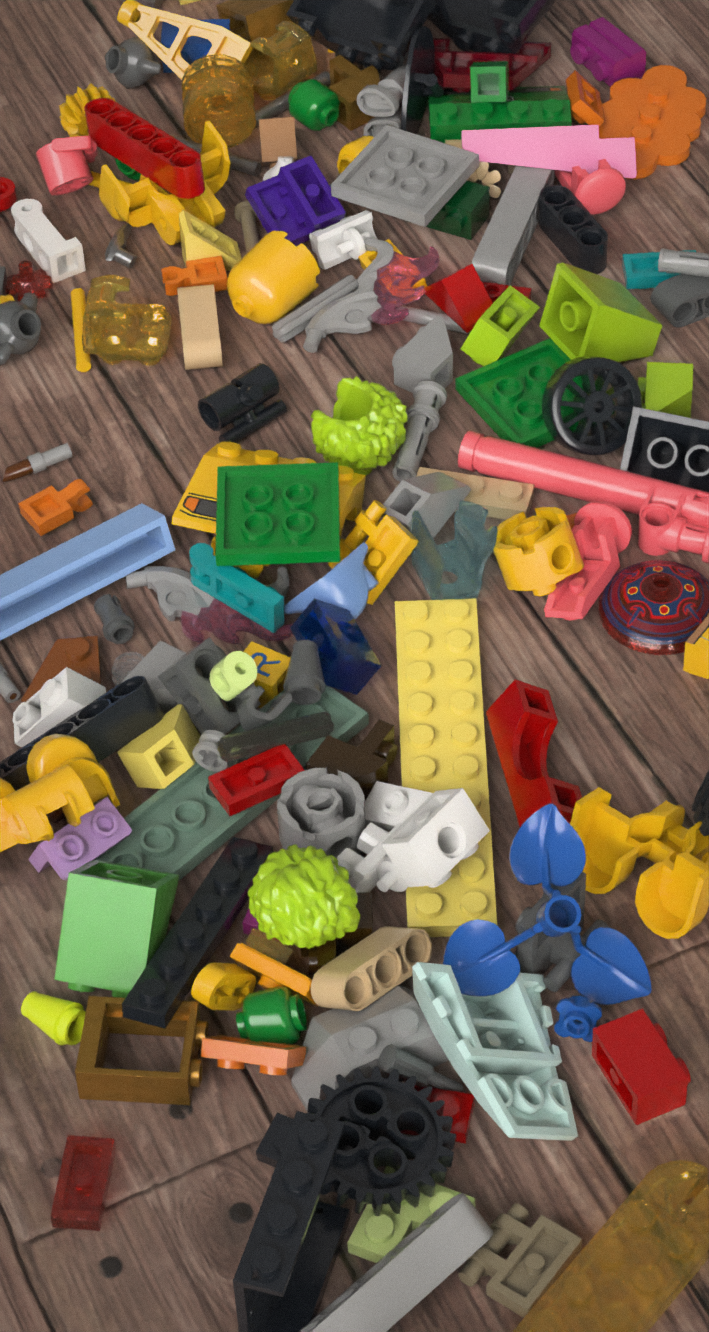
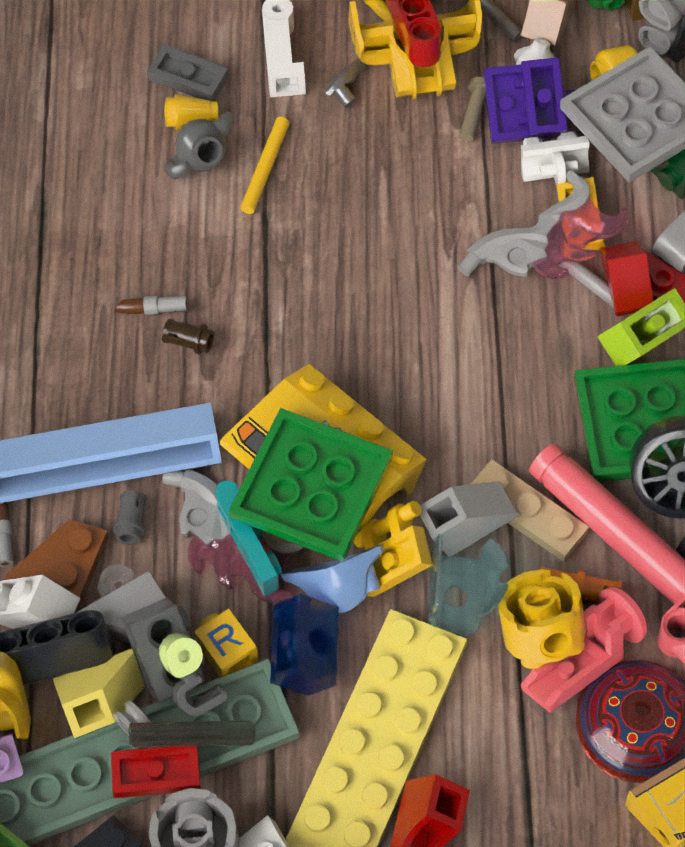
camera: 25 degrees right, 15 degrees up
(28, 281) = (244, 91): clear red plant -> none
(54, 508) = (135, 365): orange plate -> none
(89, 470) = (188, 336): none -> dark brown pin
(123, 329) = (299, 183): clear yellow piece -> none
(197, 273) = (401, 149): orange plate -> none
(199, 327) = (369, 209): tan beam -> none
(204, 241) = (422, 117): light yellow slope -> none
(242, 404) = (362, 320): black pin -> none
(272, 279) = (455, 186): yellow cylinder -> none
(298, 319) = (469, 233): light grey axle -> none
(304, 674) = (255, 670): dark grey cone -> none
(363, 428) = (456, 402): lime hair -> none
(363, 764) = (255, 795): dark brown brick -> none
(422, 420) = (521, 403): light grey pin -> none
(425, 357) = (559, 337): light grey slope -> none

